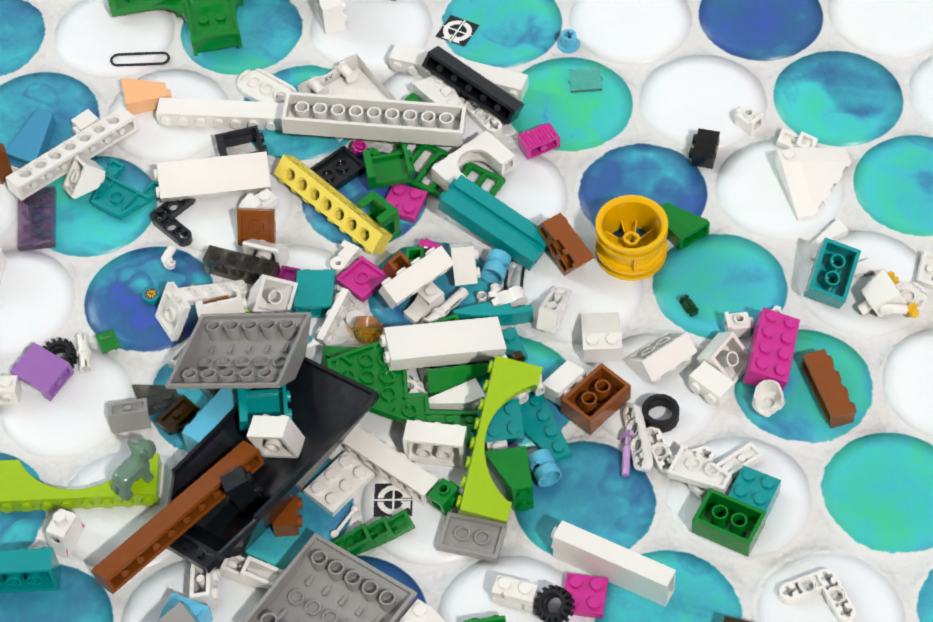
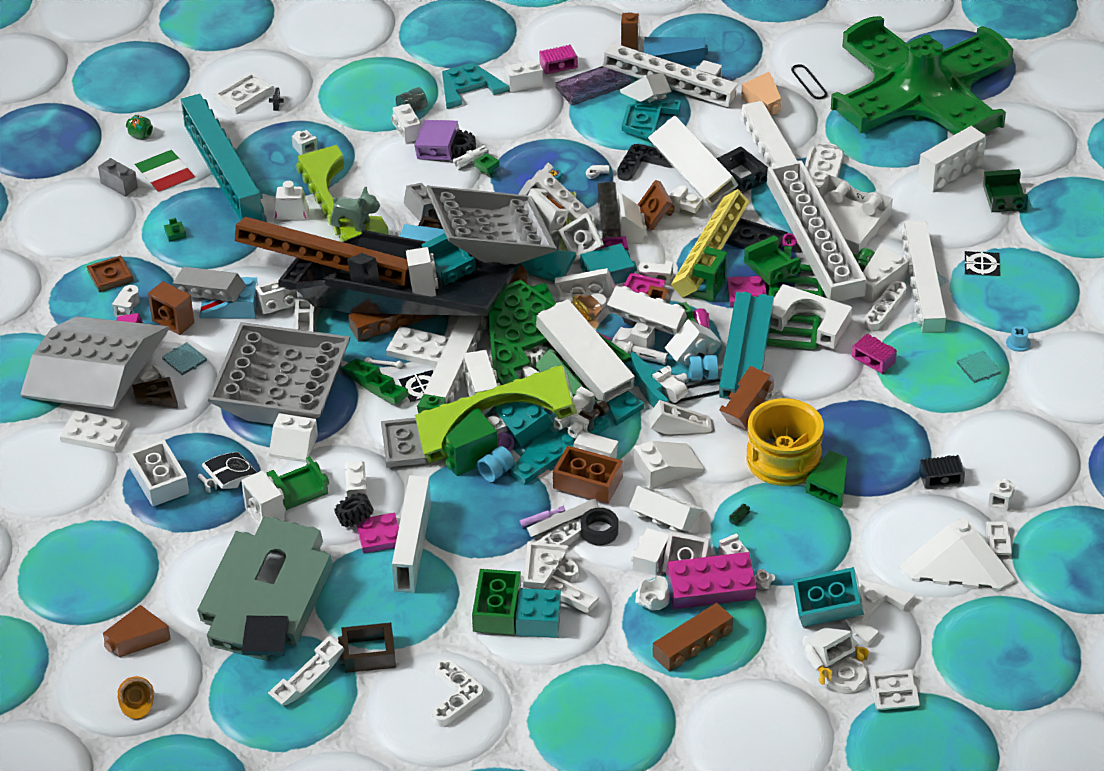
camera: 65 degrees right, 10 degrees down
(472, 85) = (902, 282): black brick -> none

